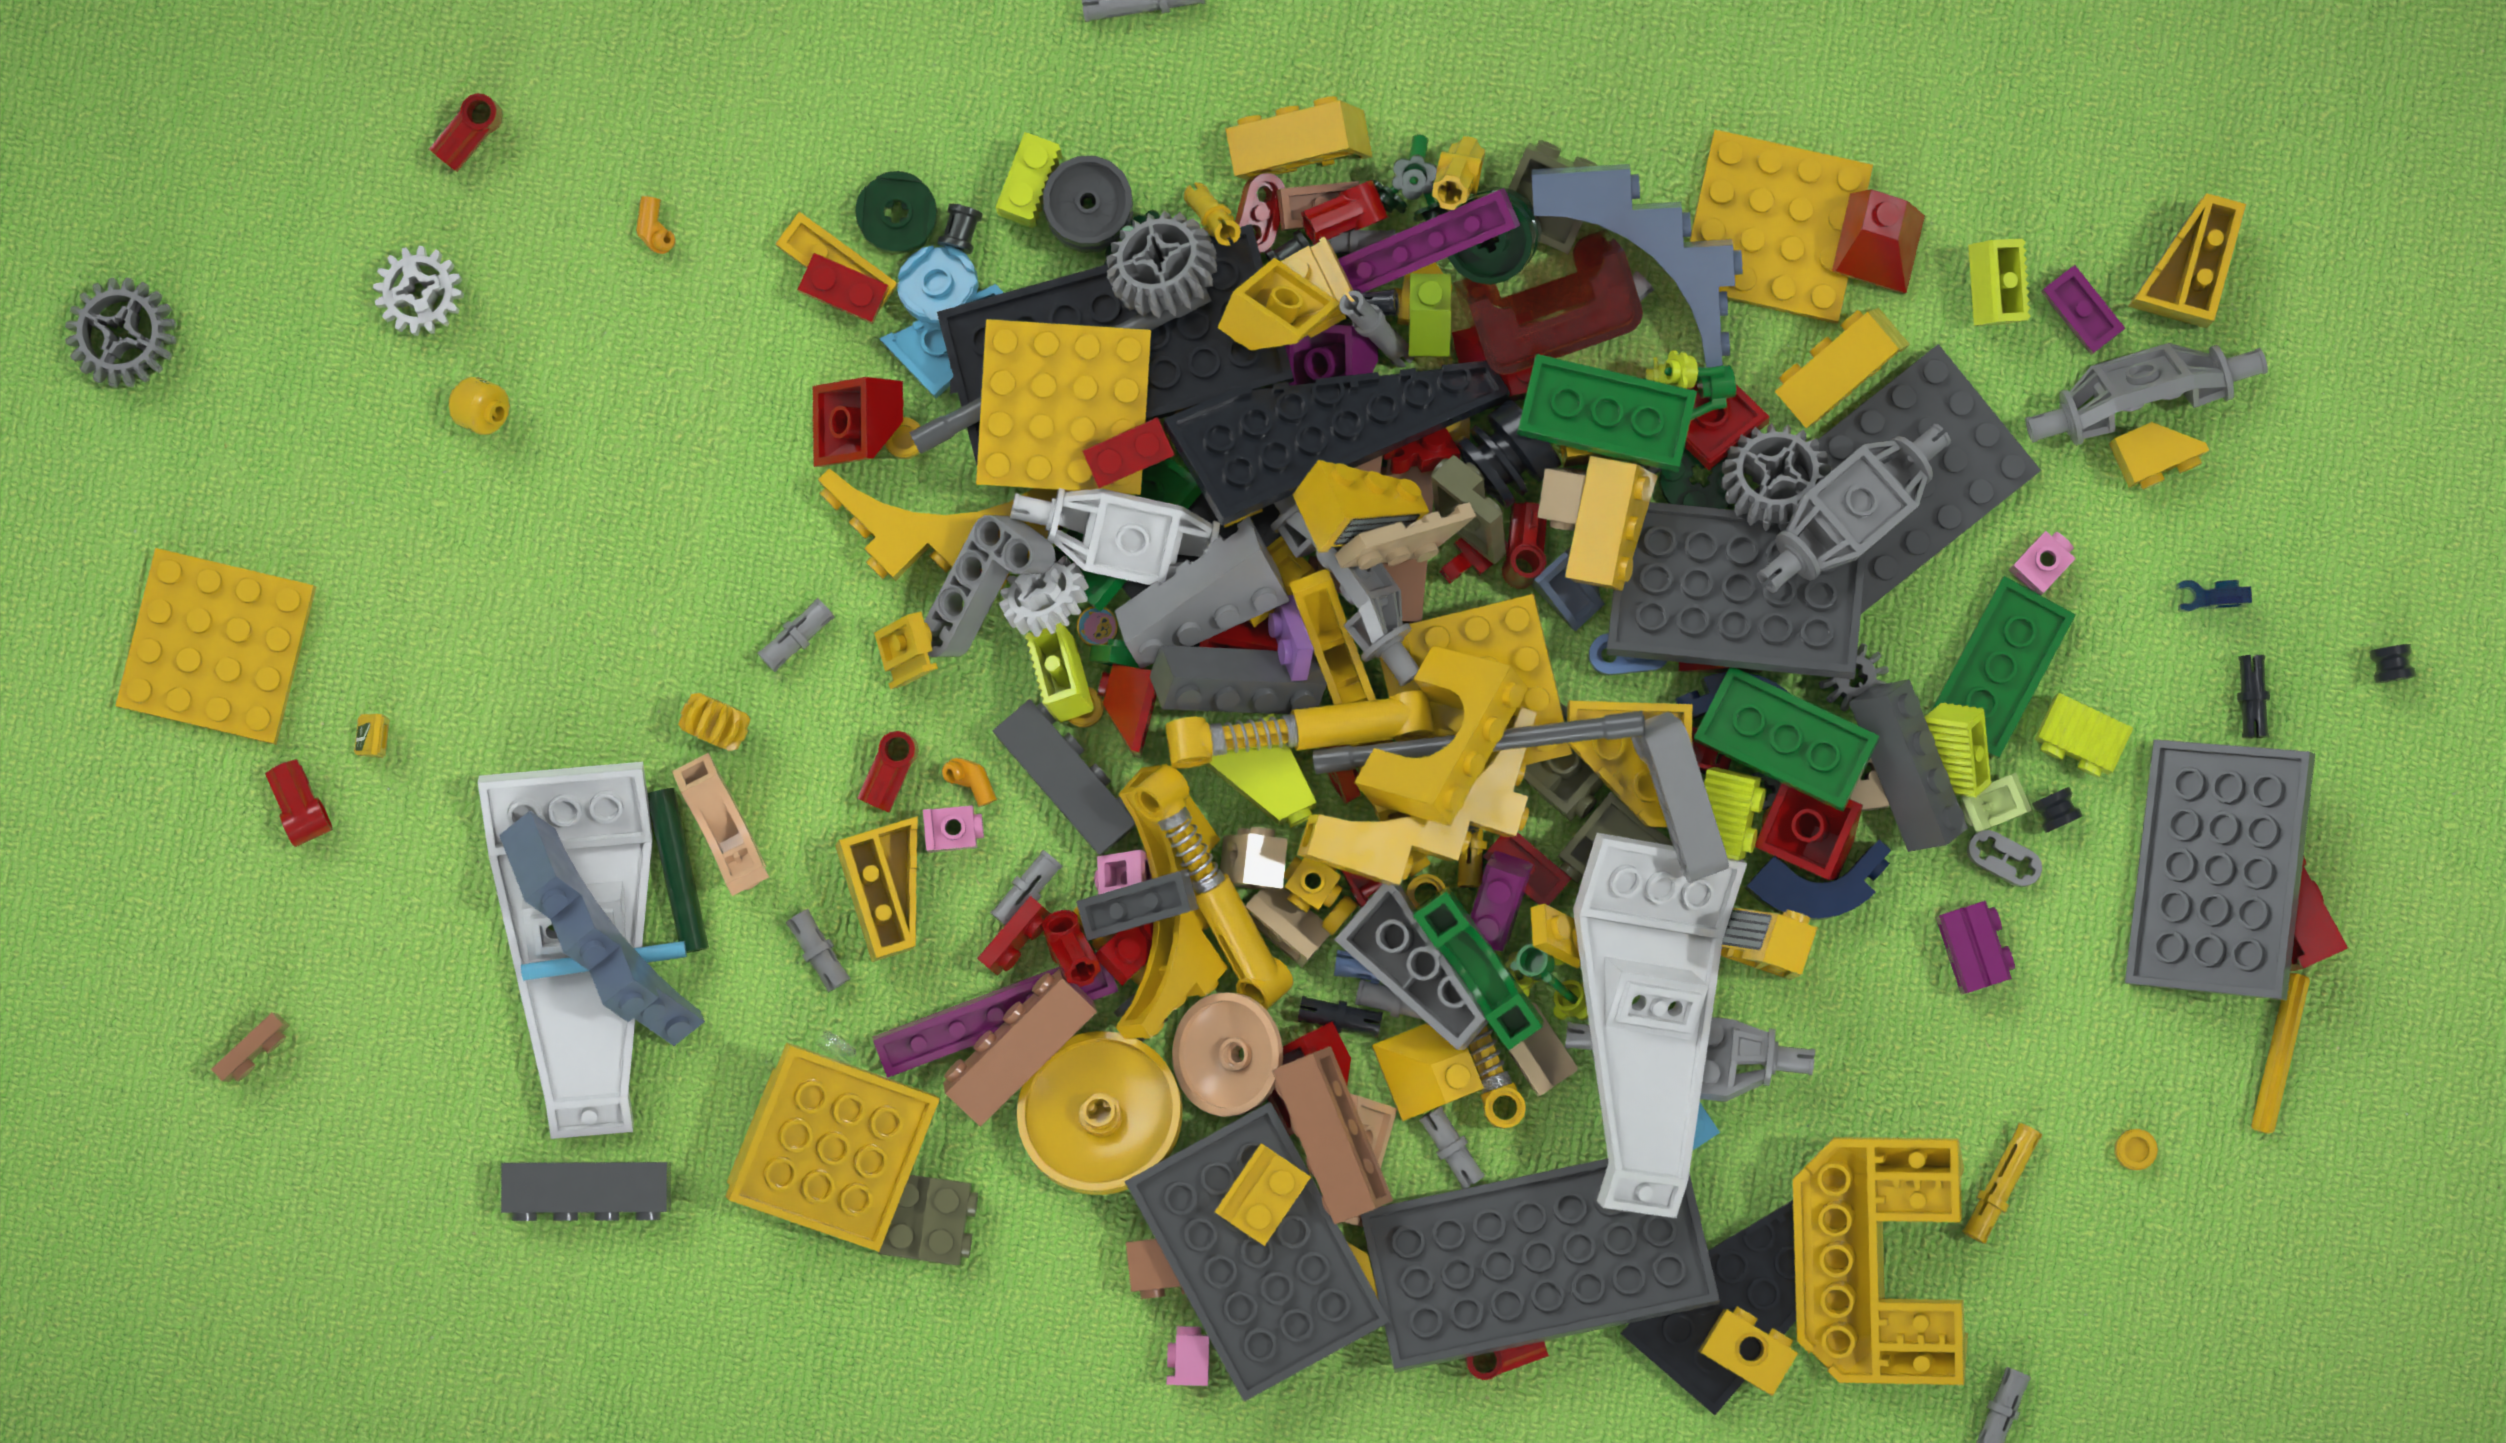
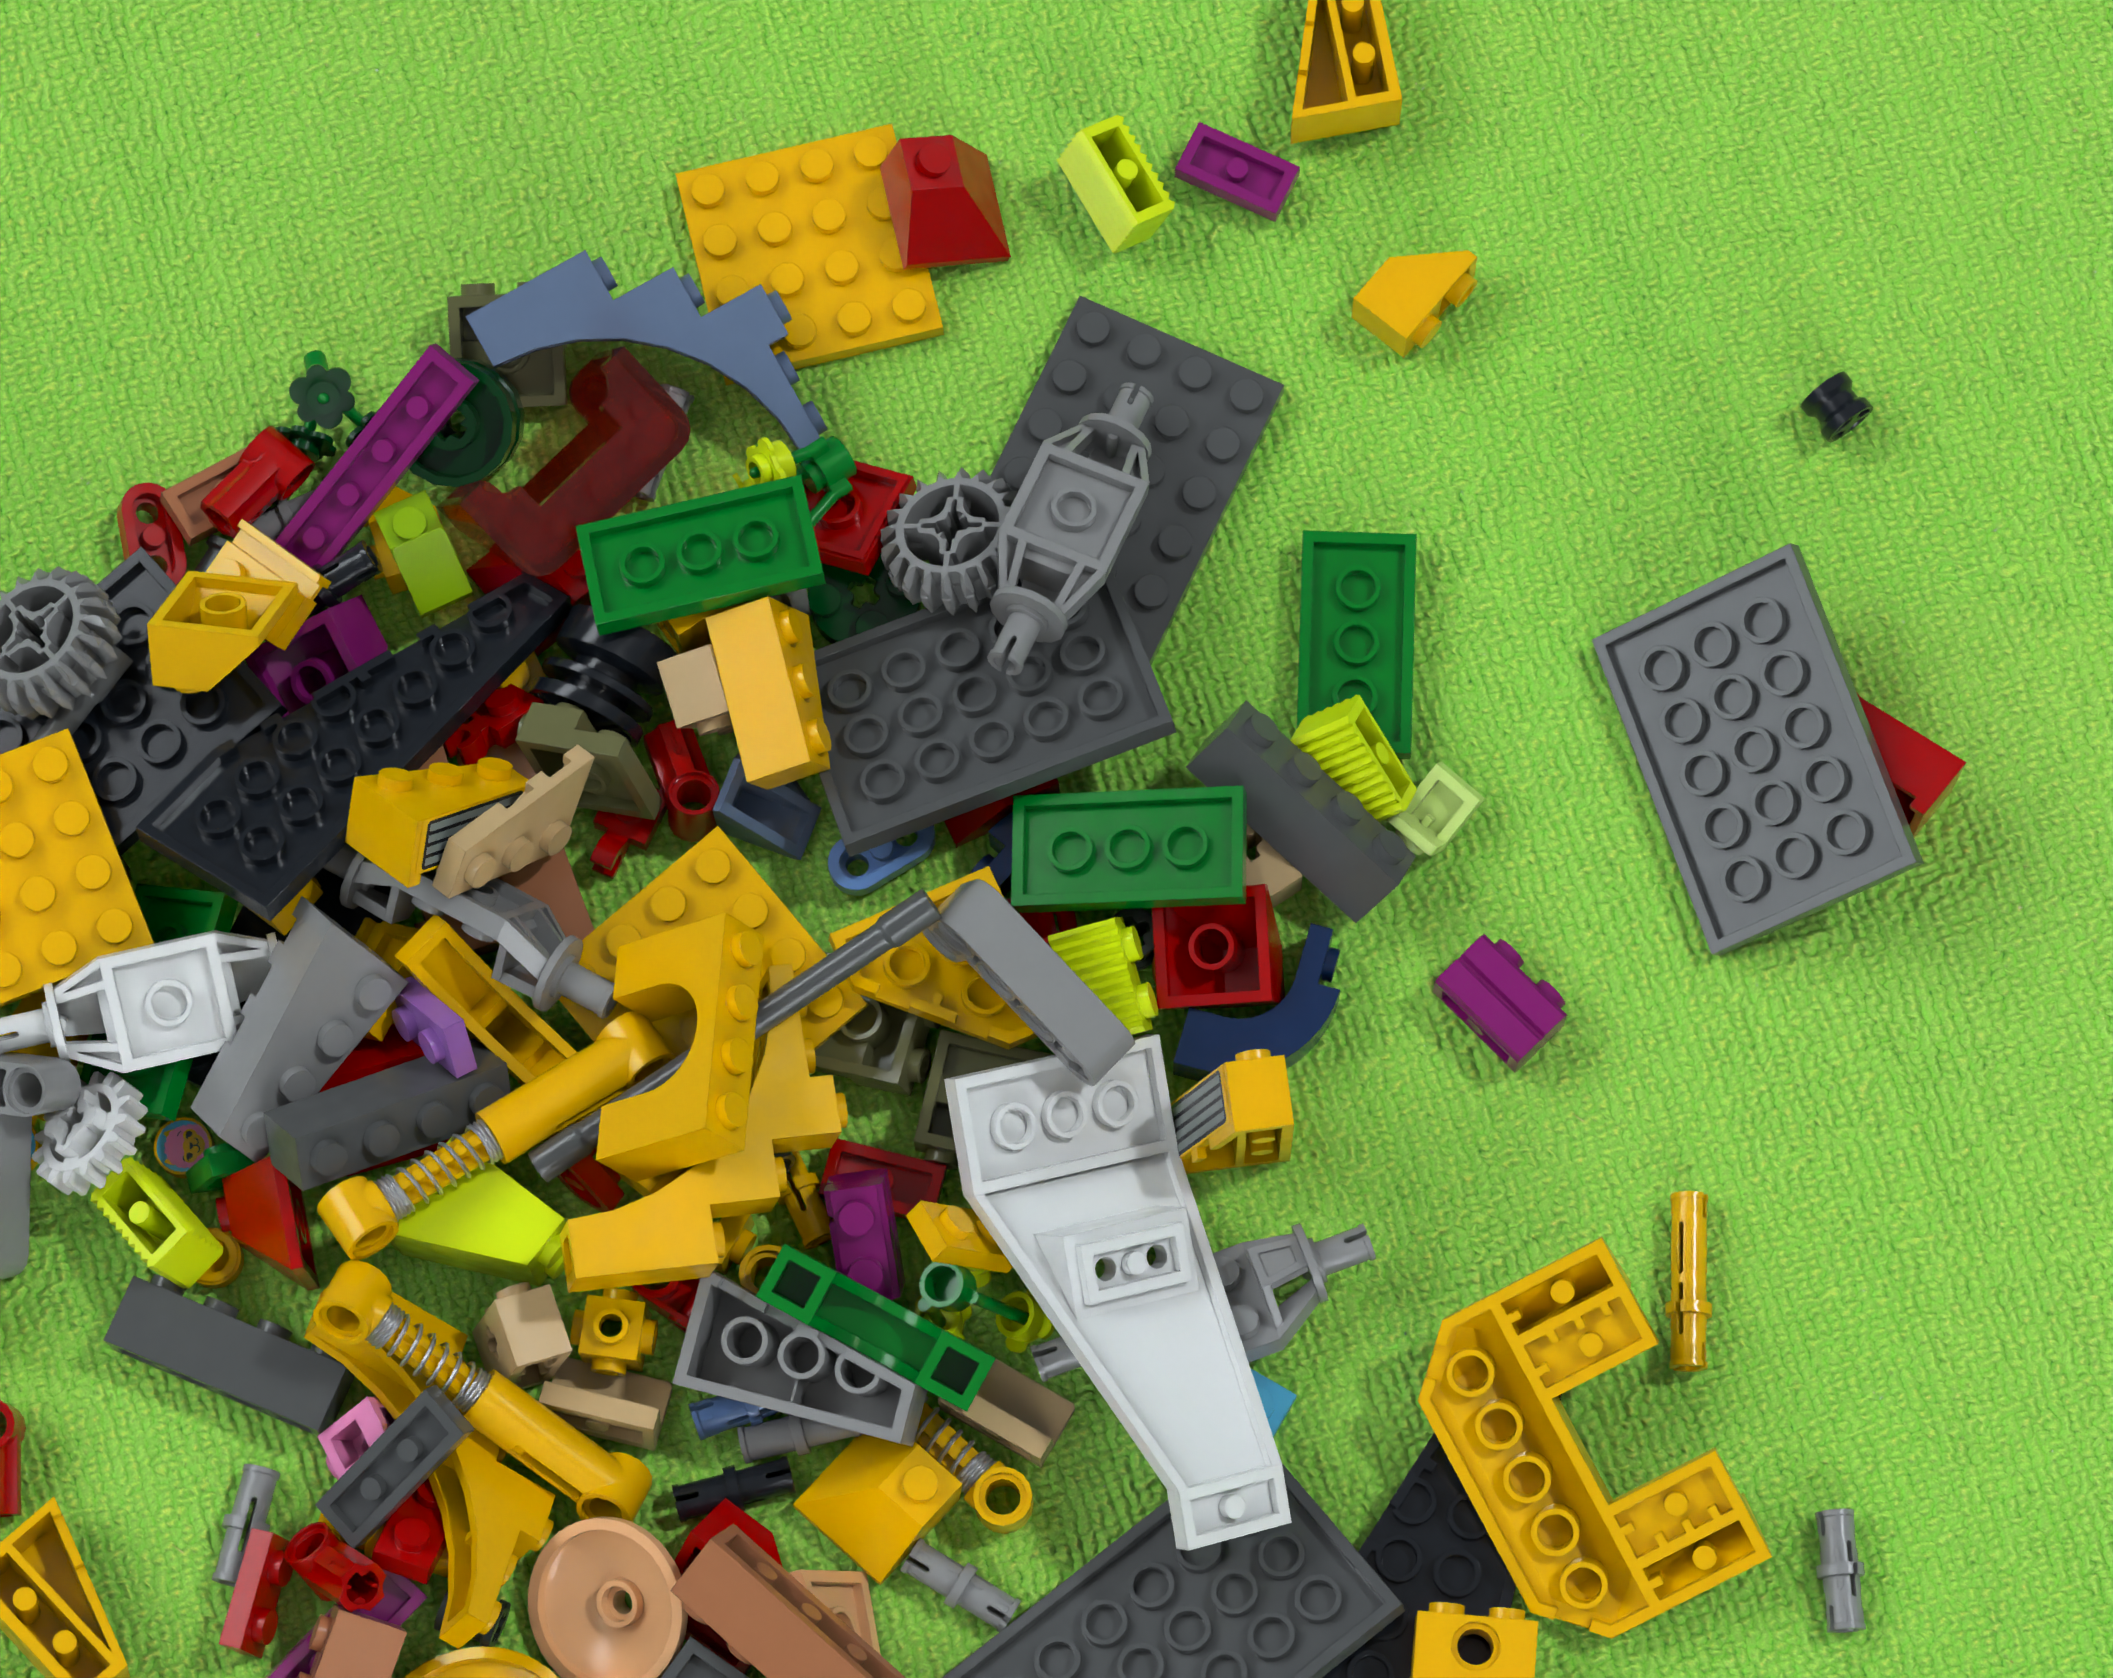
camera: 25 degrees left, 10 degrees down
(935, 829) = (105, 1518): bright pink brick -> none
(972, 776) = (107, 1416): light orange arm -> none
(1128, 452) = (109, 893): red plate -> none
(1212, 214) = (88, 557): yellow pin -> none
(1298, 138) = (156, 422): yellow wedge -> none
(1339, 915) = (667, 1358): yellow tile -> none
(1371, 323) = (348, 592): light grey pin -> none
(1458, 173) = (374, 363): yellow piece -> none
(1840, 365) = (969, 376): yellow wedge -> none
(1866, 671) = (1162, 755): light grey gear -> none
(2000, 867) = (1481, 889): light grey beam -> none
(2033, 572) = (1339, 509): bright pink brick -> none
(2057, 809) = (1516, 782): black wheel -> none
(2082, 735) = (1501, 676): neon yellow brick -> none
(2136, 1149) = (1835, 1156): yellow tile -> none
(2141, 379) = (1306, 270): light grey plate -> none
(2224, 595) = (1585, 427): plate -> none
(2253, 696) = (1687, 529): black pin -> none
(2280, 1055) = (1953, 950): yellow axle -> none

